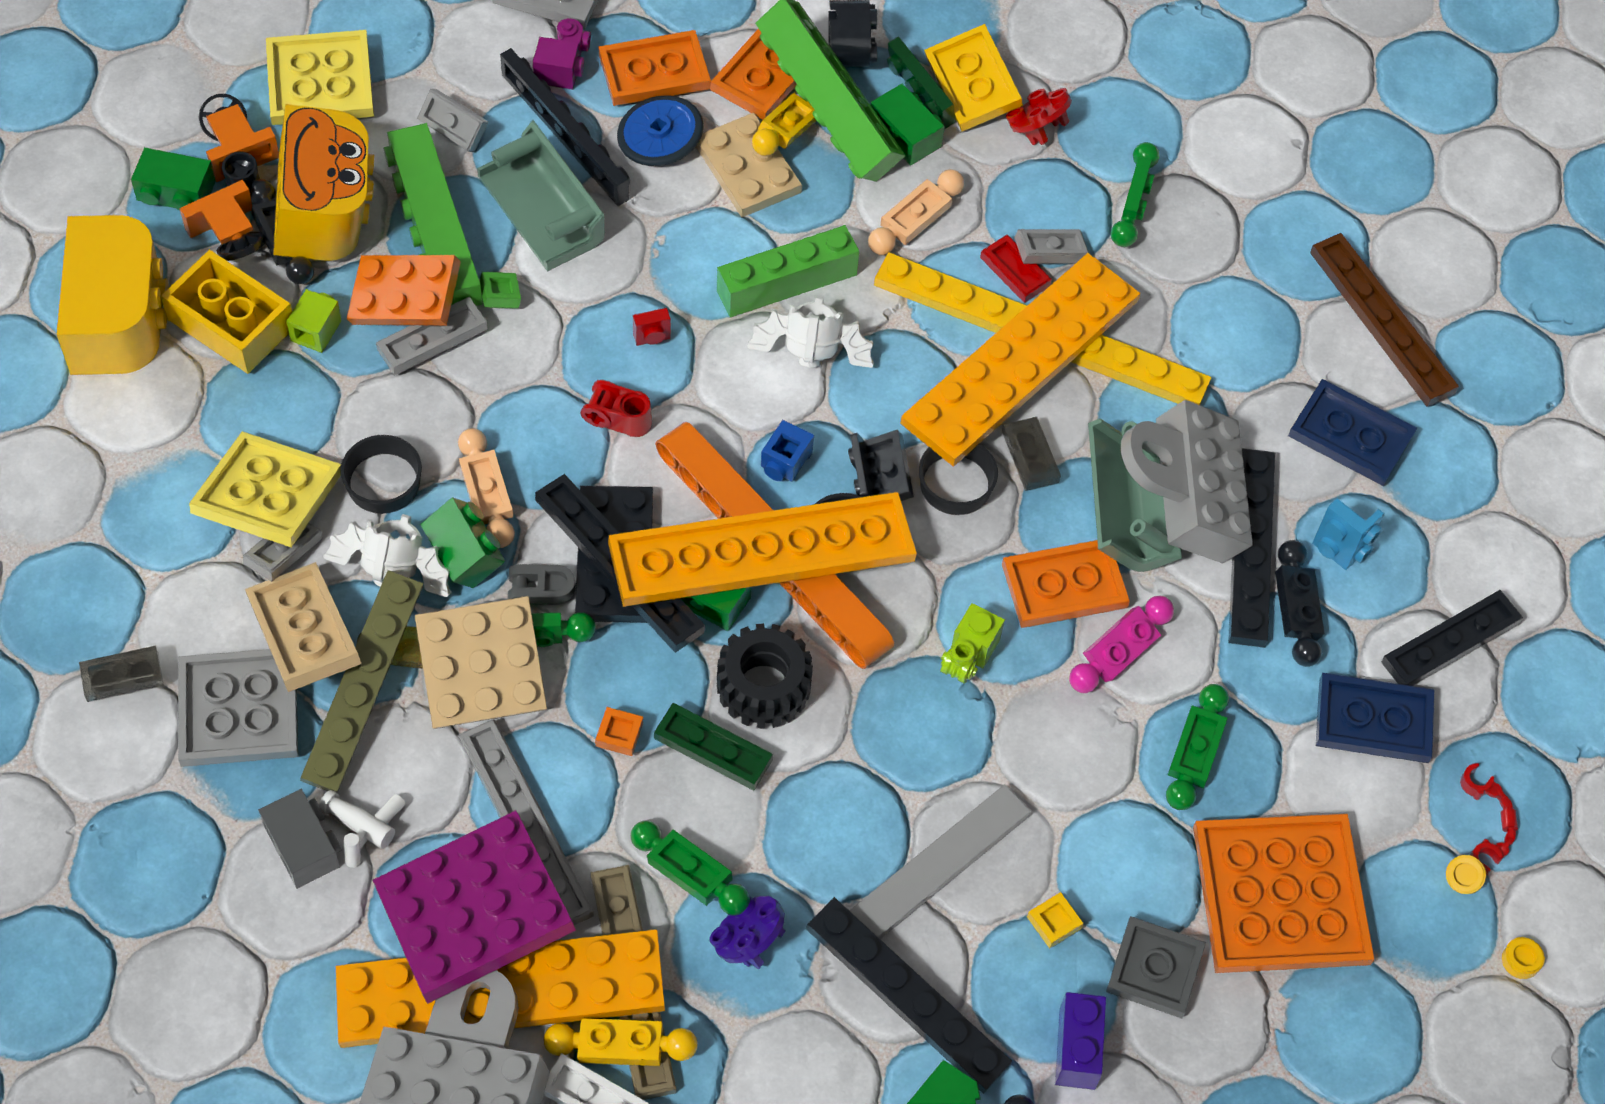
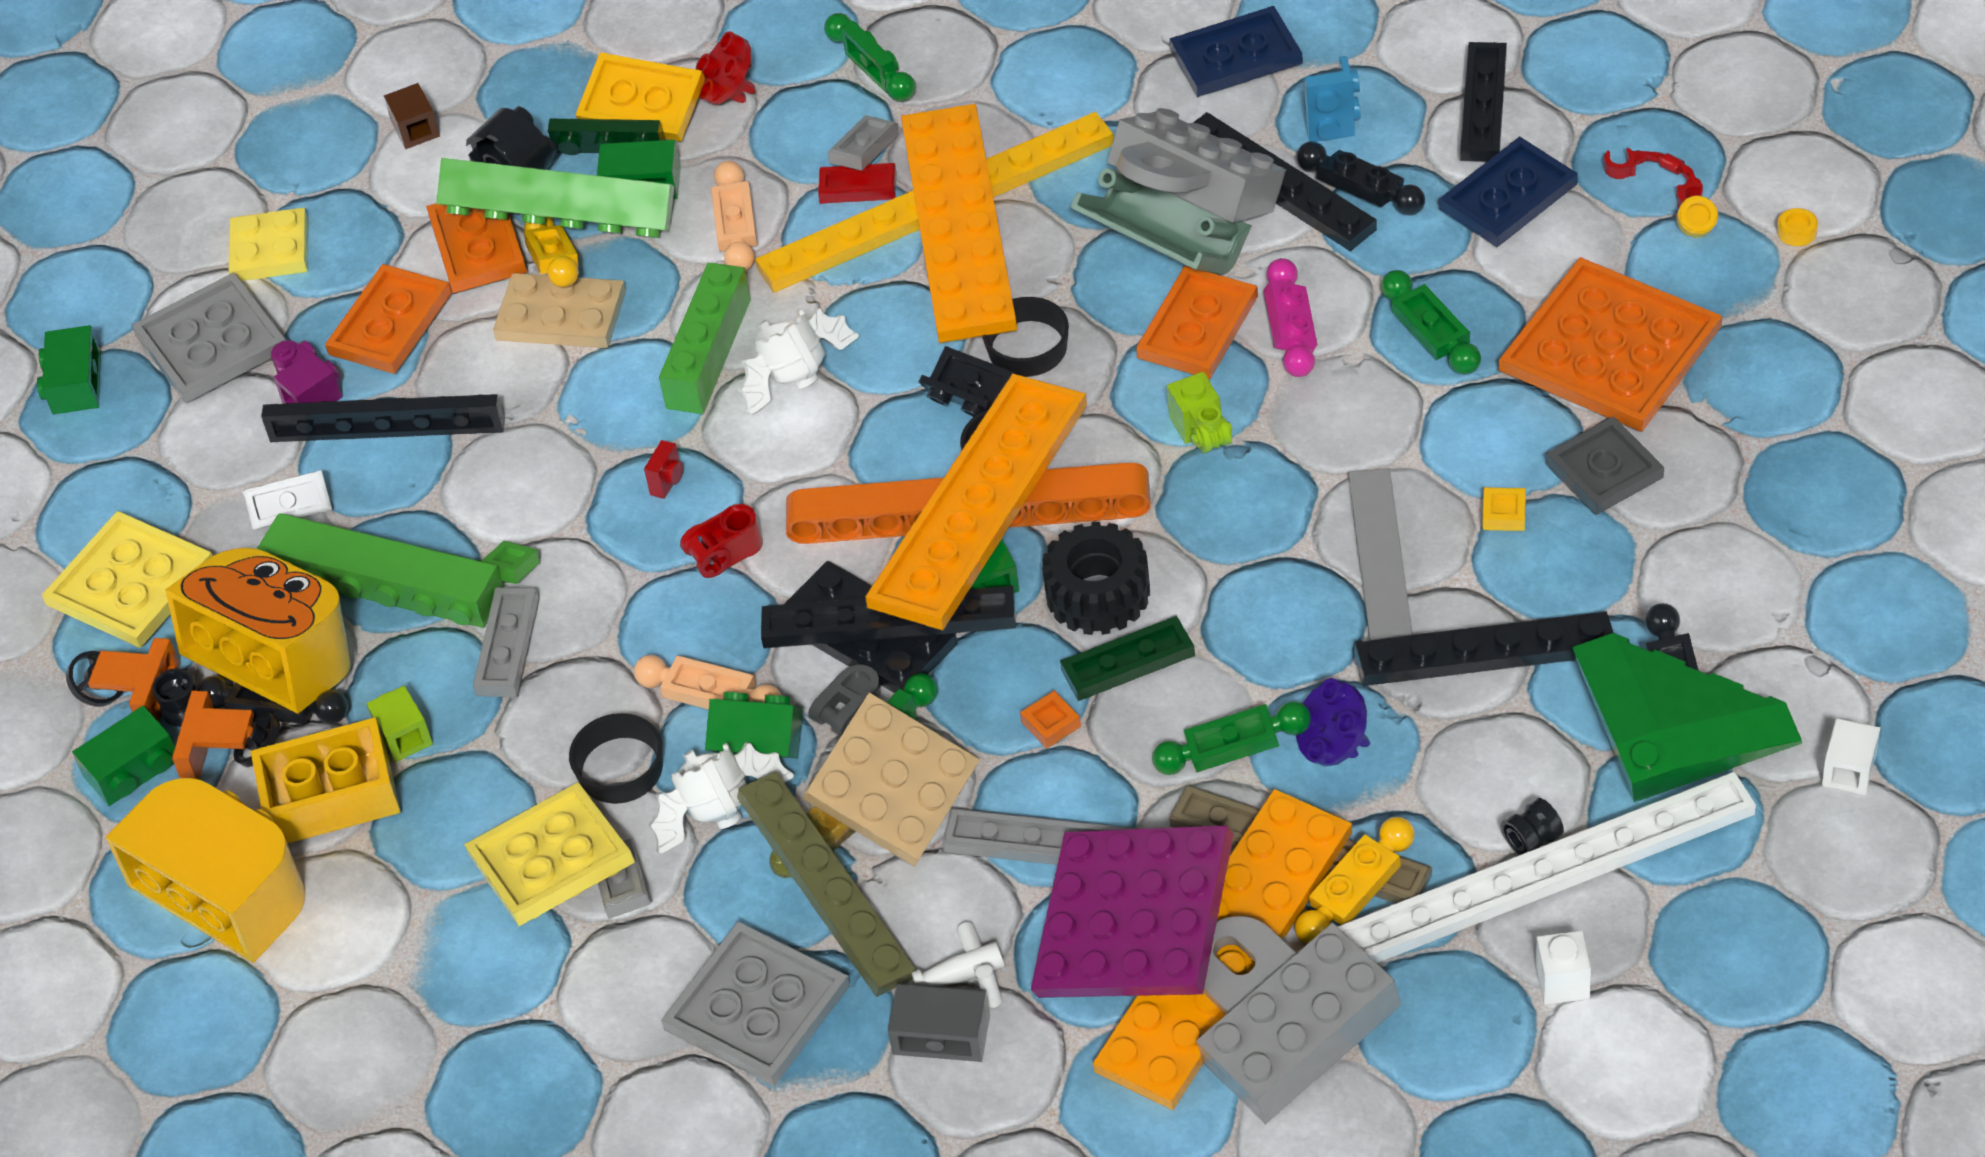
camera: 40 degrees left, 10 degrees down
(121, 673) = (633, 1081): clear smoke plate -> none
(302, 627) = (728, 895): tan plate -> none
(403, 290) = (441, 630): orange plate -> none
(543, 198) = (445, 473): sand green piece -> none
(641, 135) = (459, 352): blue wheel -> none
(786, 451) = (890, 449): blue brick -> none
(1031, 453) = (1052, 274): clear smoke plate -> none
(1080, 1041) = (1629, 551): dark purple brick -> none

